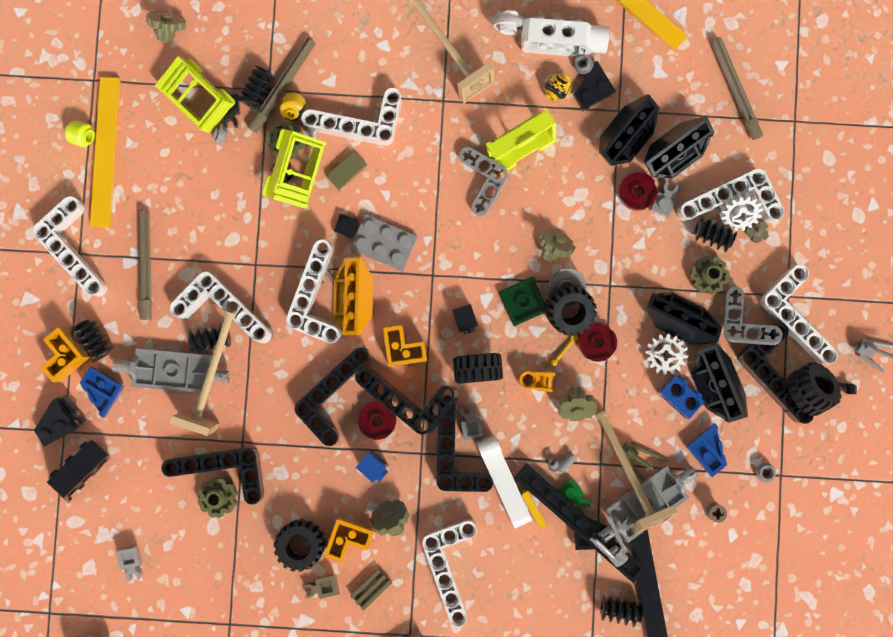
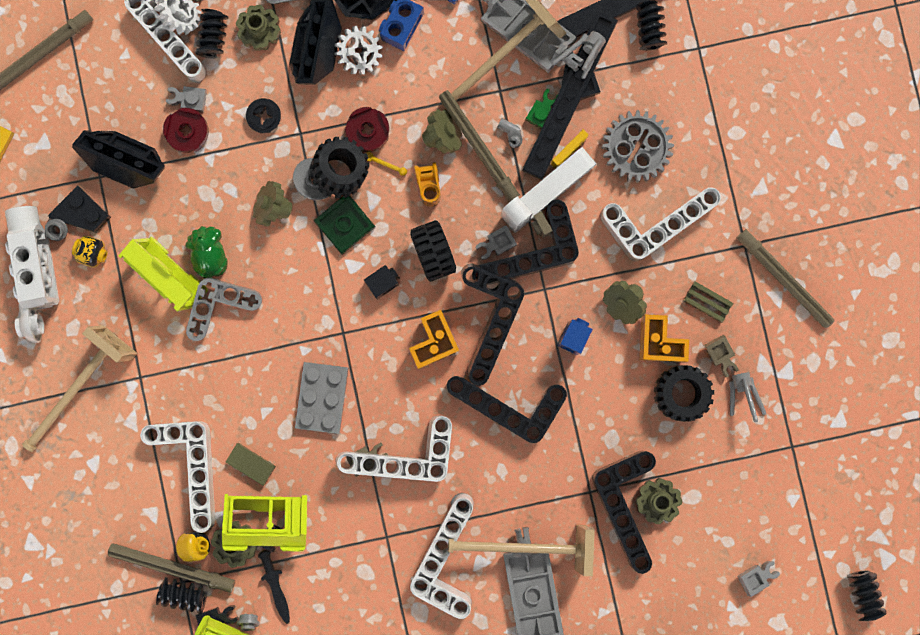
camera: 115 degrees left, 0 degrees up
(206, 339) = (486, 566): black piece -> none
(250, 163) = (272, 578): none -> black sword
(293, 599) = (745, 383): none -> light grey plant
(346, 225) = (313, 446): black plate -> none
(352, 296) = (392, 414): light orange wedge -> none
(372, 430) = (534, 352): dark red plate -> none
(474, 465) = (541, 225): none -> dark tan plate
(521, 444) = (503, 182): none -> dark tan axle
(530, 181) = (207, 252): none -> green hair
(532, 556) = (654, 155): none -> light grey gear
(631, 453) = (476, 61): olive plant -> none
(641, 256) = (256, 108): none -> black gear
(679, 148) = (123, 97): black wedge -> none

